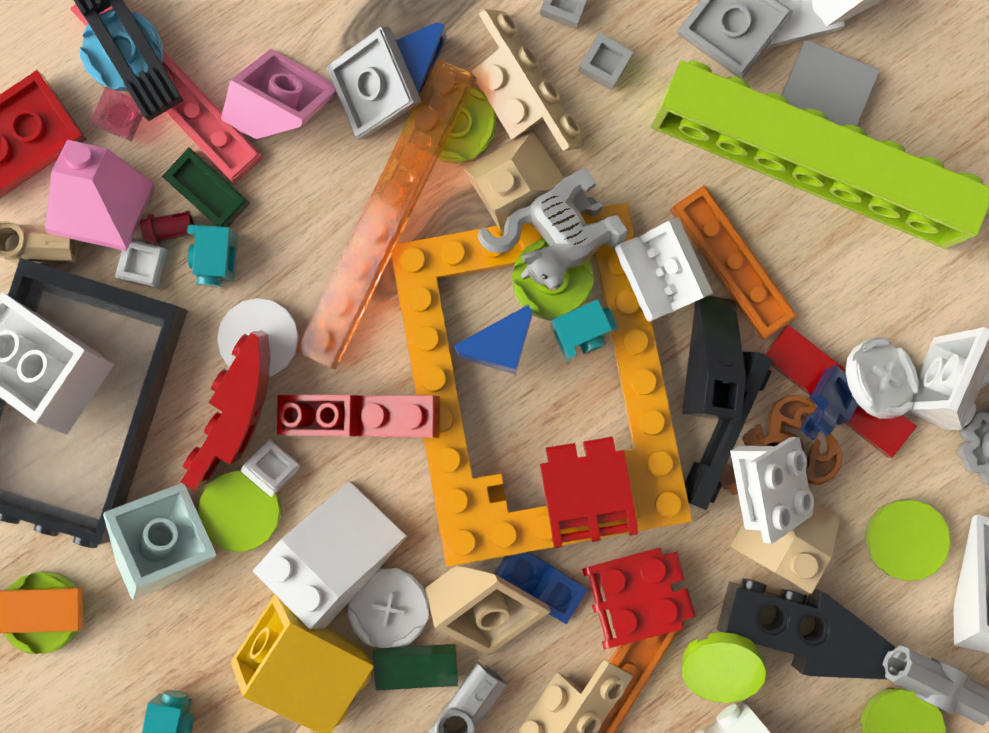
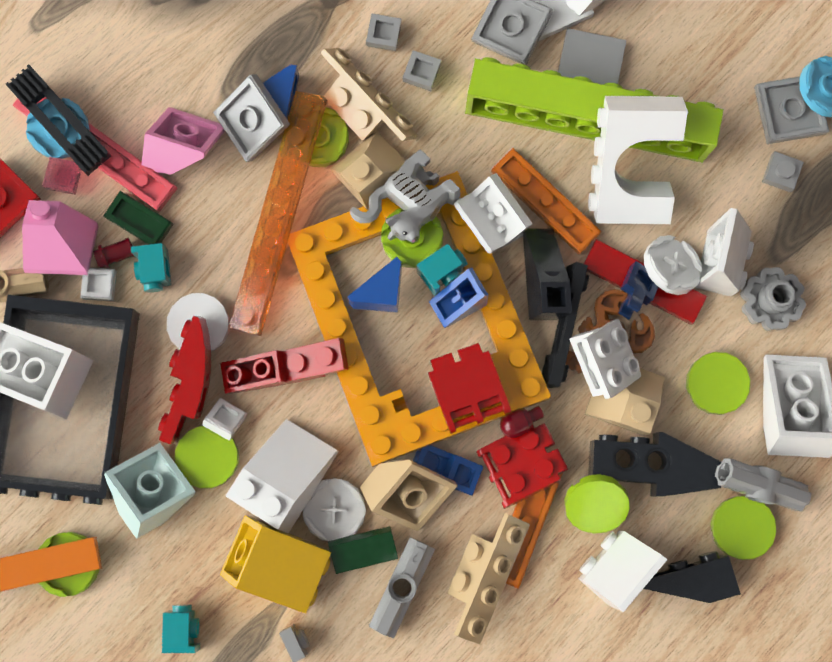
camera: 10 degrees left, 5 degrees down
(599, 373) = (459, 298): none -> blue slope
(646, 545) = (520, 421): none -> dark red cylinder
(863, 186) = (622, 124): none -> white arch

